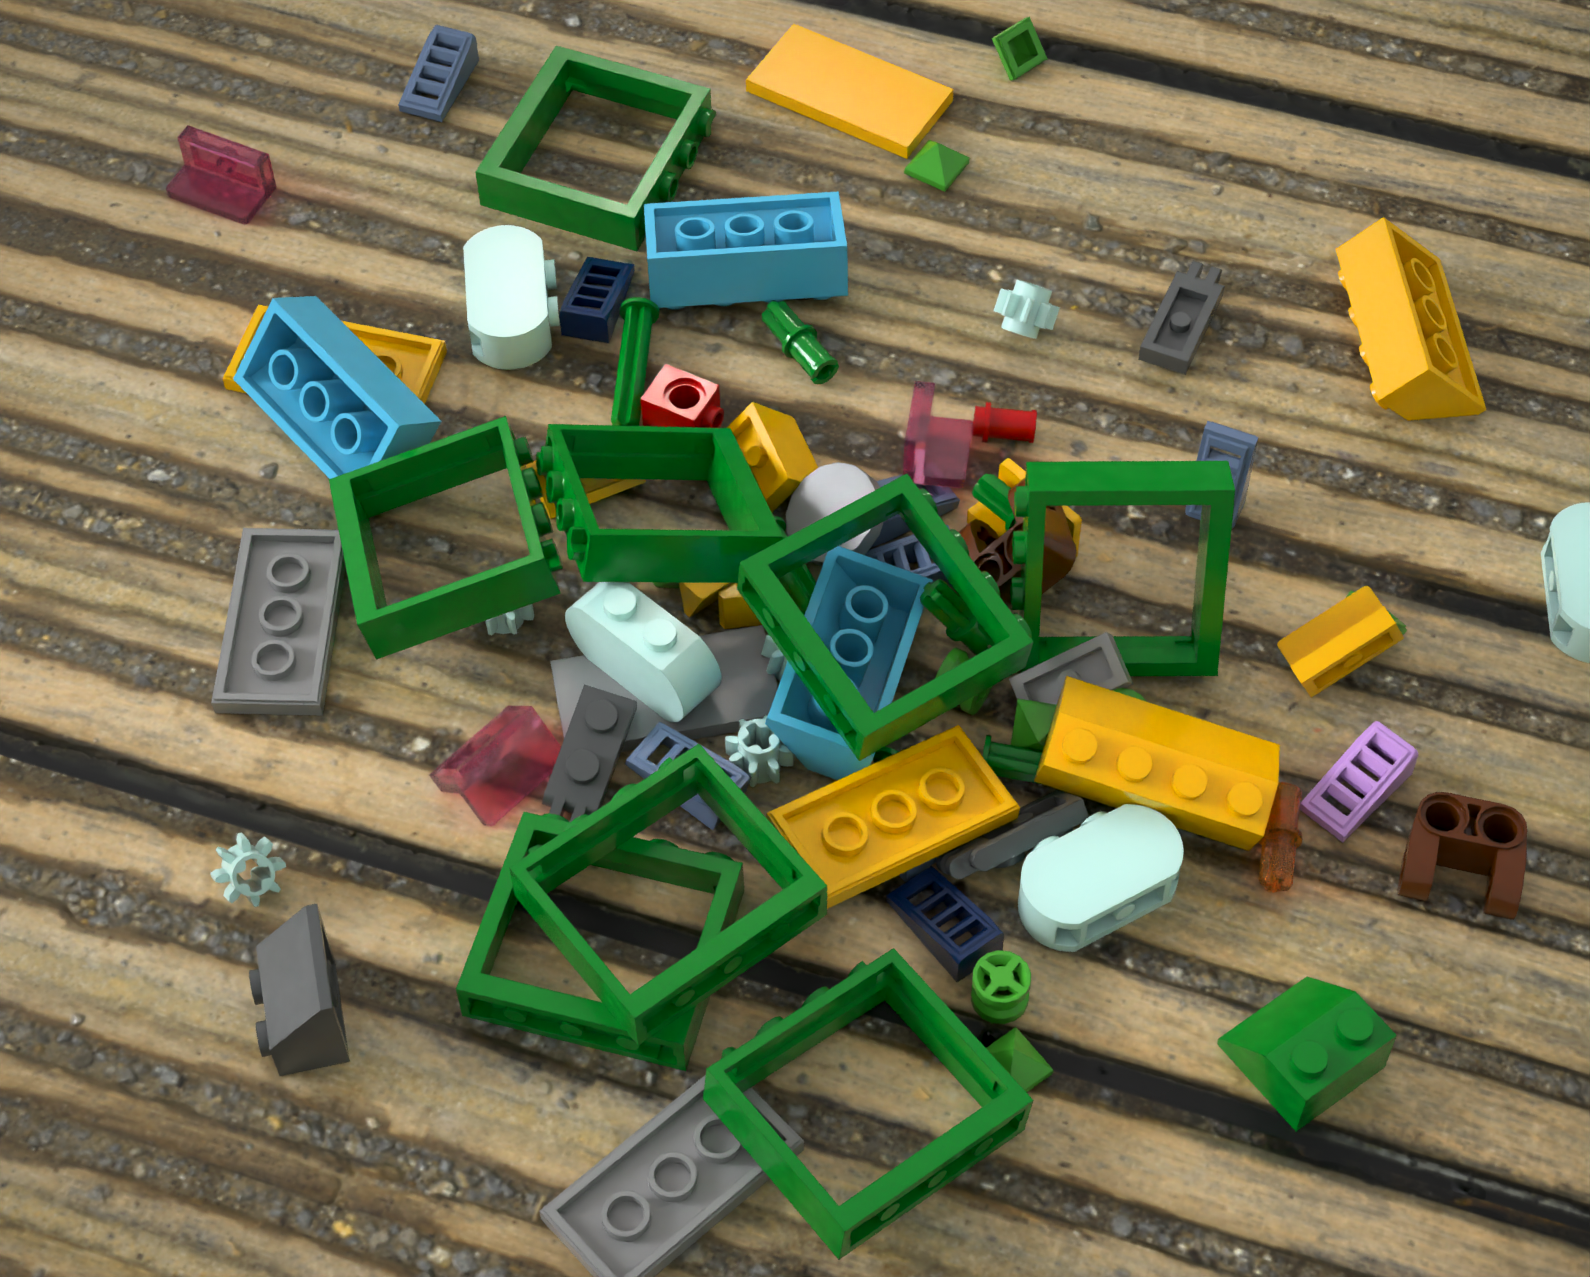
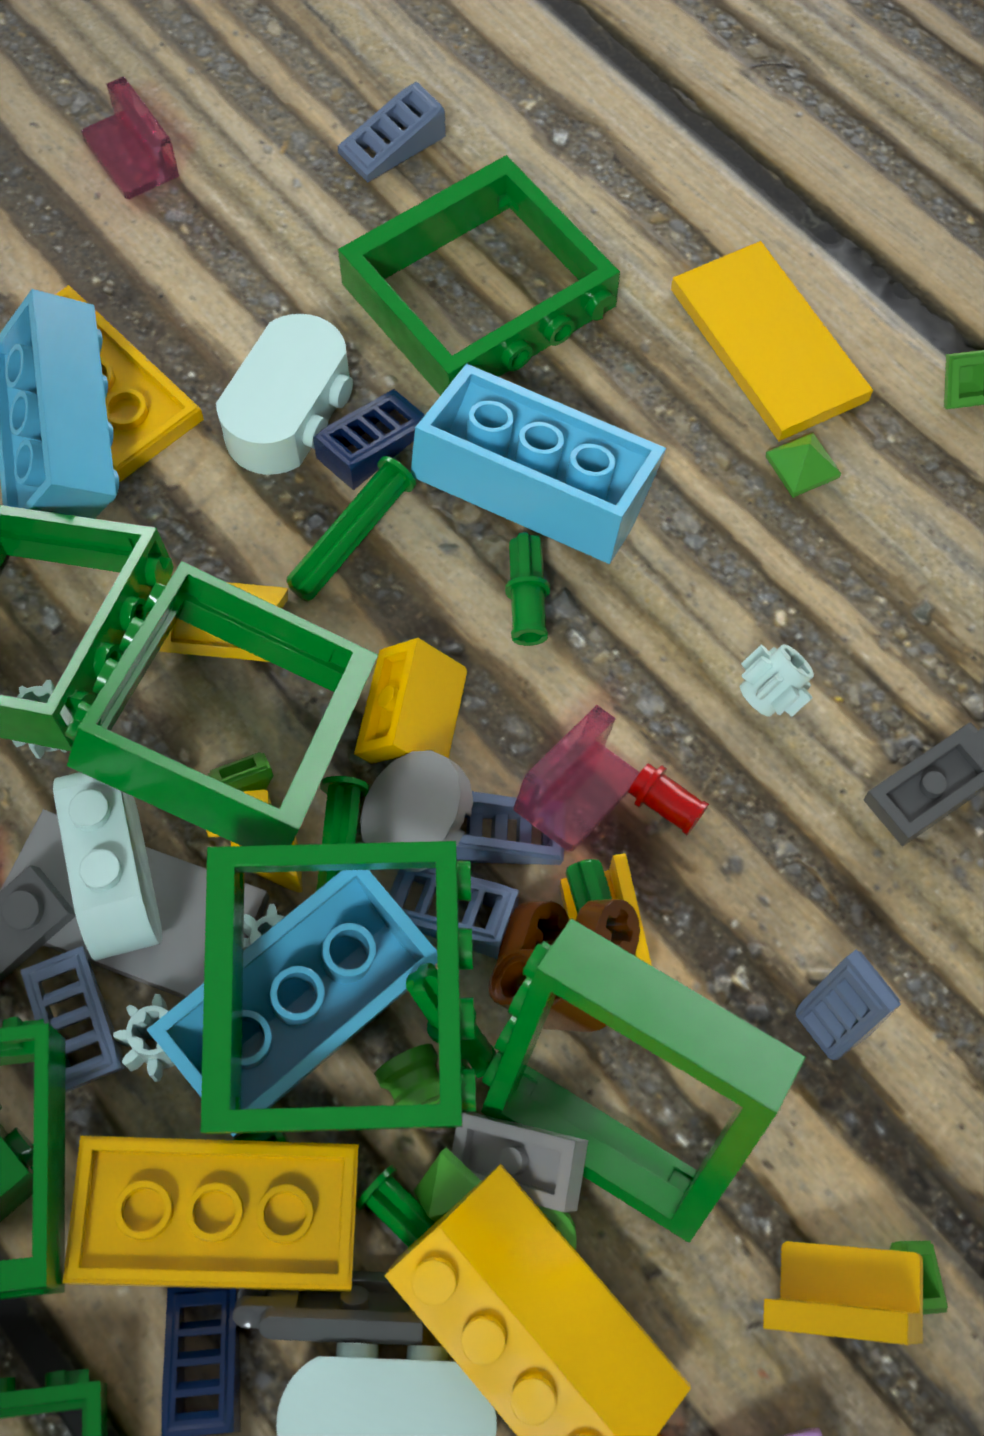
camera: 30 degrees right, 10 degrees up
(681, 401) = (357, 581): red brick -> none

